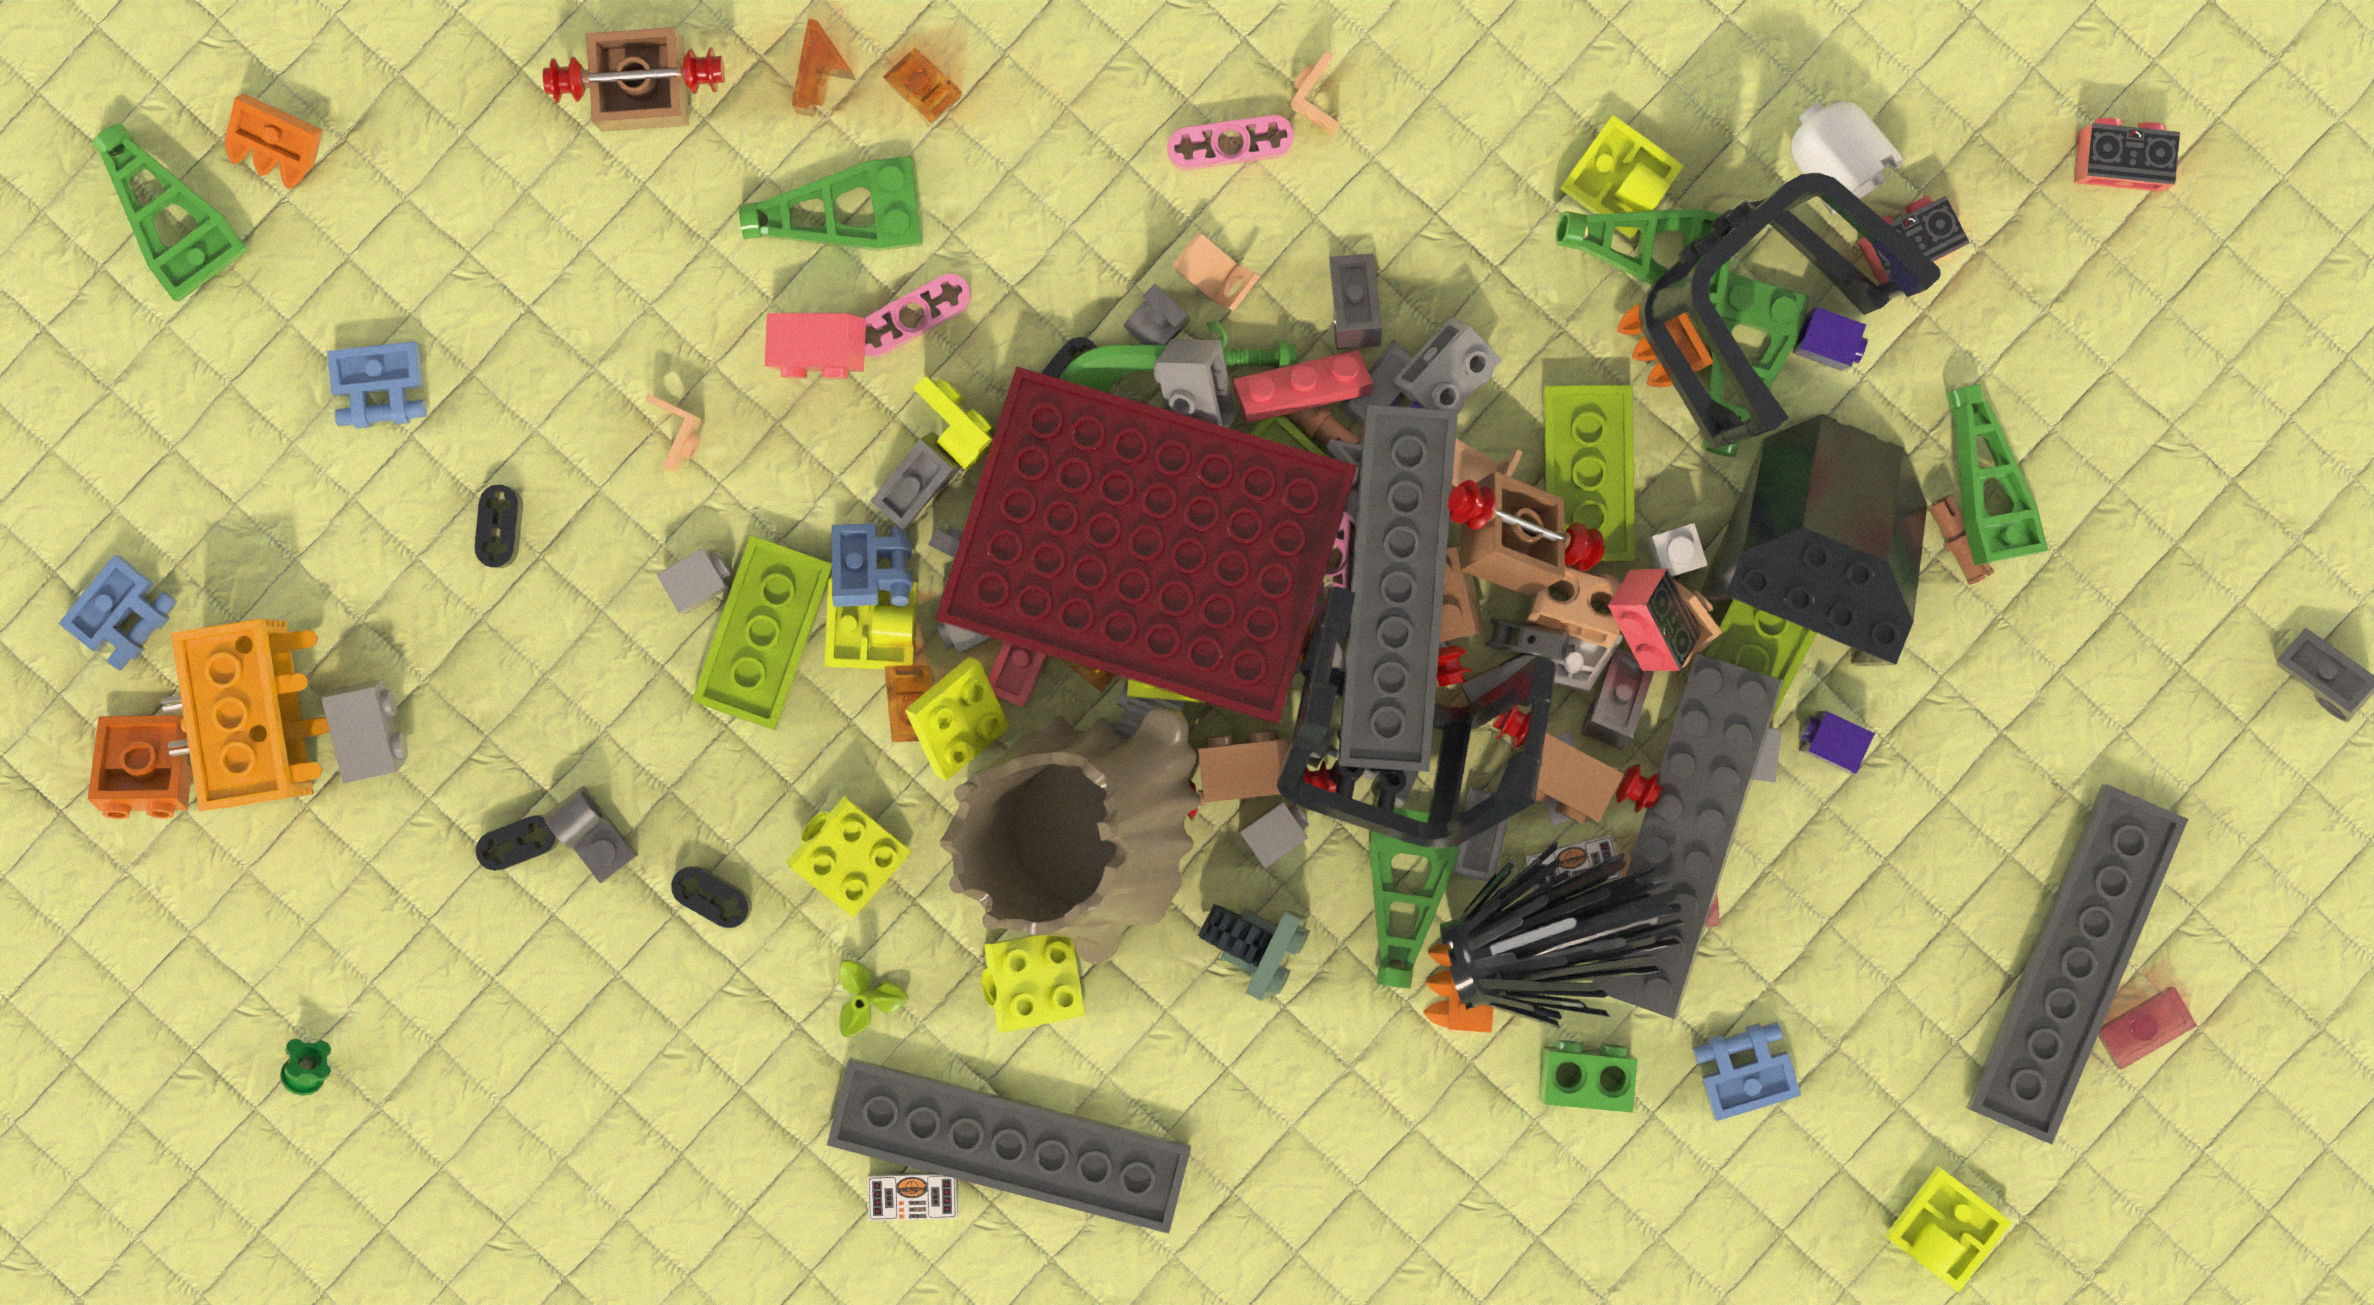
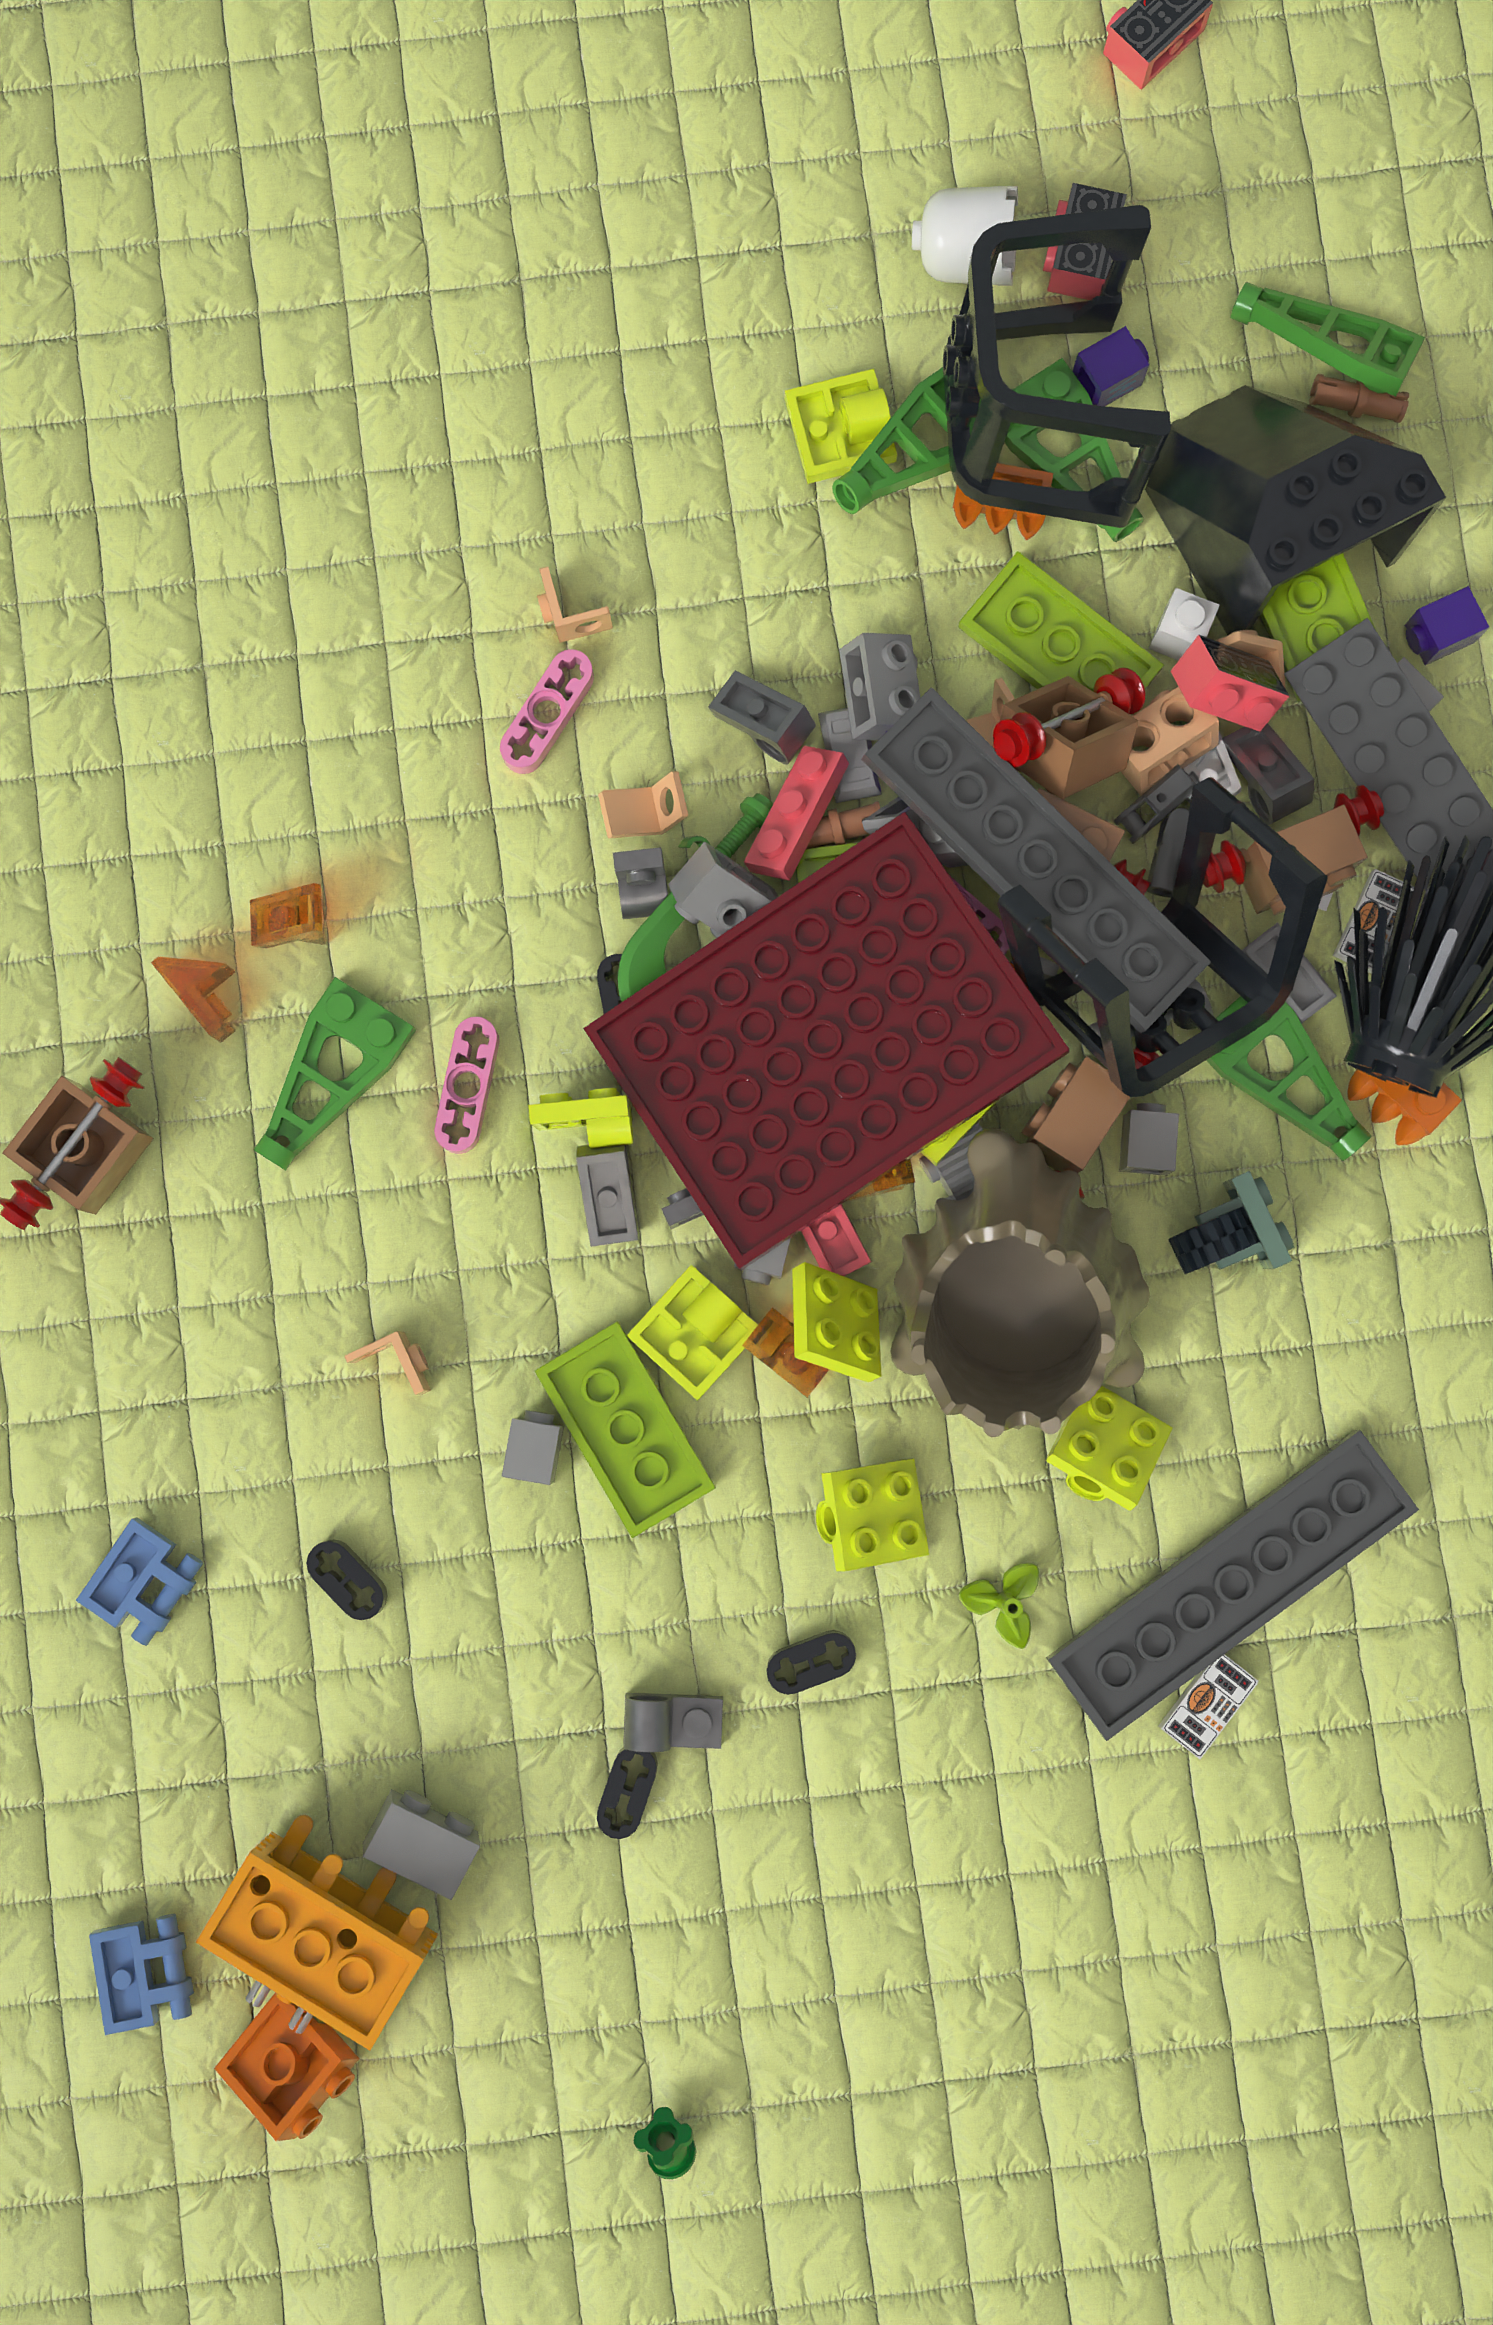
camera: 45 degrees left, 5 degrees down
(815, 343) = (422, 1182): coral brick -> none
(855, 565) = (635, 1302): medium blue plate -> none

